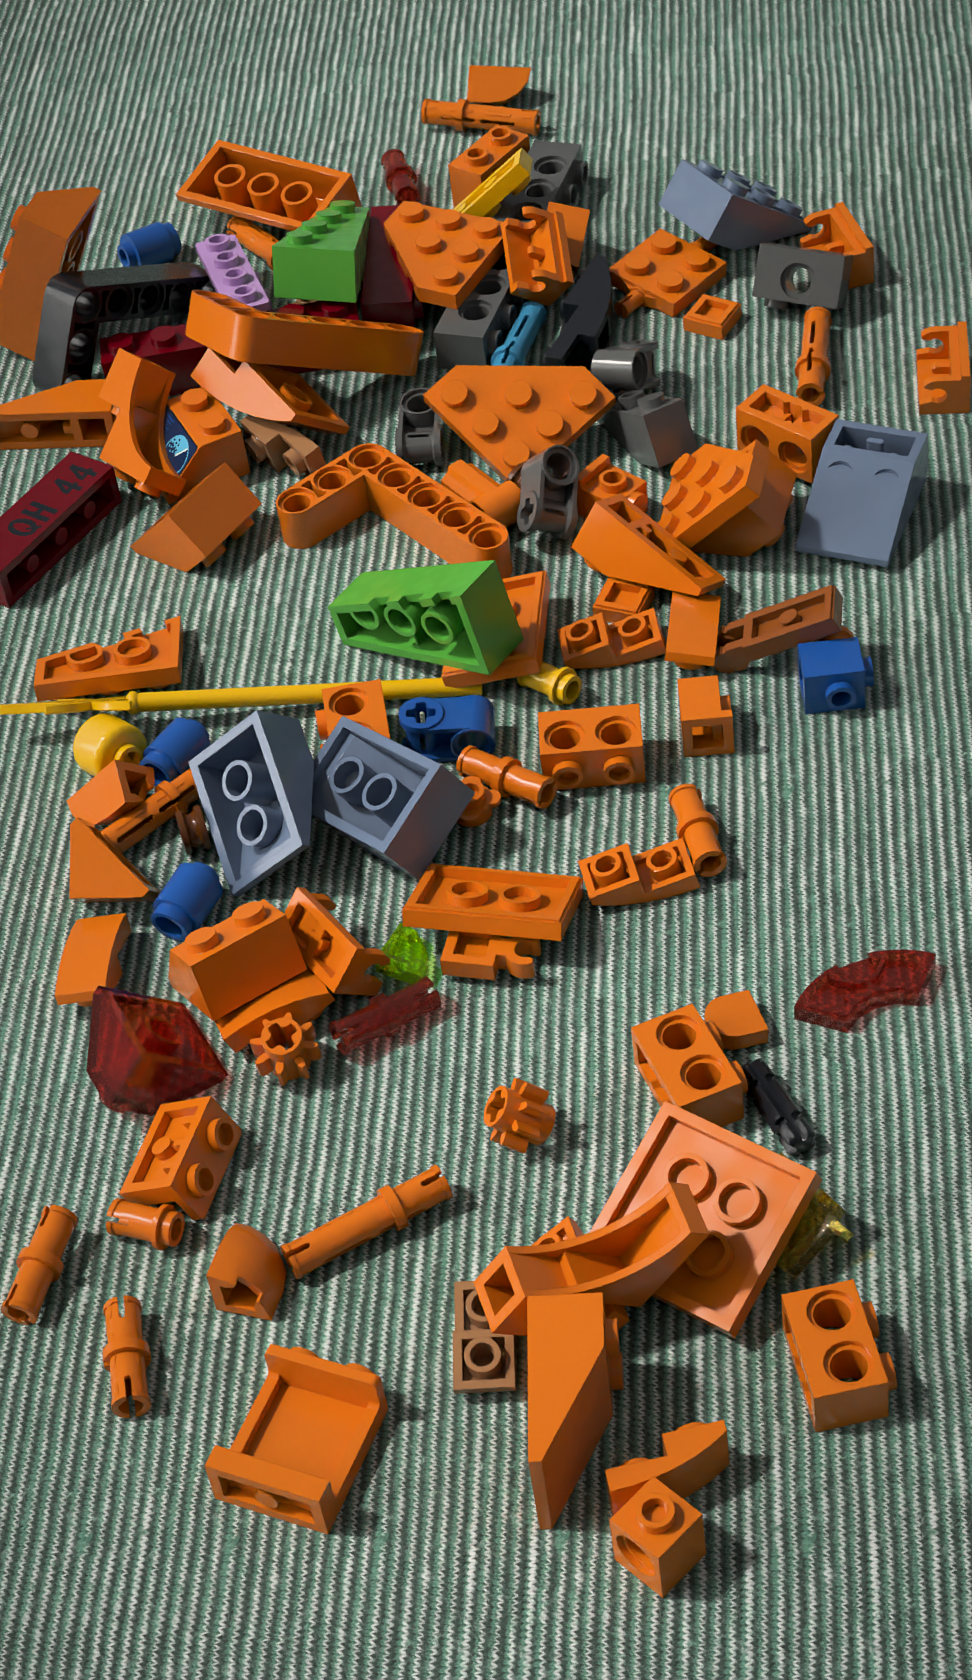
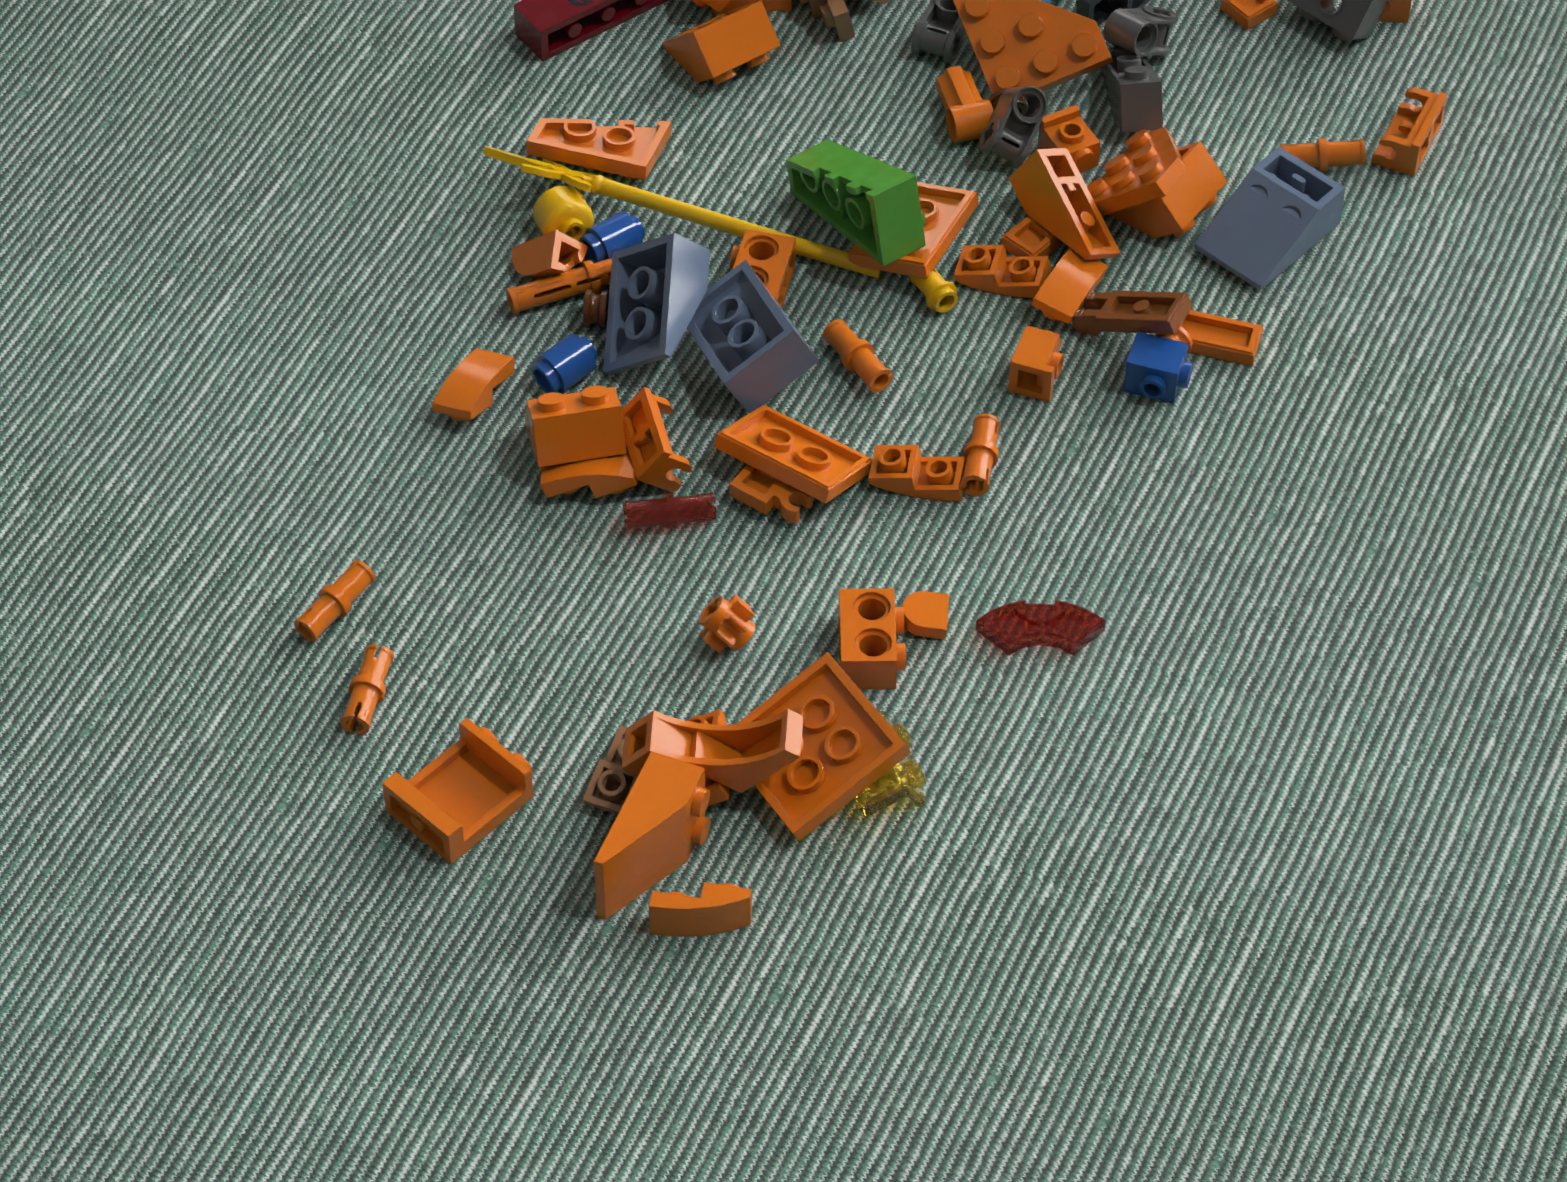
camera: 15 degrees right, 5 degrees up
(102, 871) = (510, 314): orange slope -> none
(147, 1052) = (481, 472): clear red slope -> none
(157, 1225) = (430, 604): orange pin -> none
(183, 1156) = (472, 561): orange bracket -> none
(247, 1273) = (478, 662): orange brick -> none
(271, 1050) = (578, 519): orange gear -> none
(388, 1210) = (580, 659): orange pin -> none
(400, 494) = (885, 58): orange beam -> none
(407, 956) = (709, 471): clear neon green tile -> none
(448, 725) = (832, 298): blue piece -> none
(480, 806) = (827, 369): orange plate -> none
(592, 746) = (935, 356): orange brick -> none
(658, 1536) = (669, 949): orange brick -> none
(778, 1108) = (921, 690): black axle -> none
(786, 427) = (1235, 136): orange brick -> none
(813, 365) = (1303, 86): orange pin -> none
(829, 1355) = (858, 878): orange brick -> none
(884, 623) = (1223, 337): none -> orange tile
(888, 412) = (1329, 154): none -> orange pin

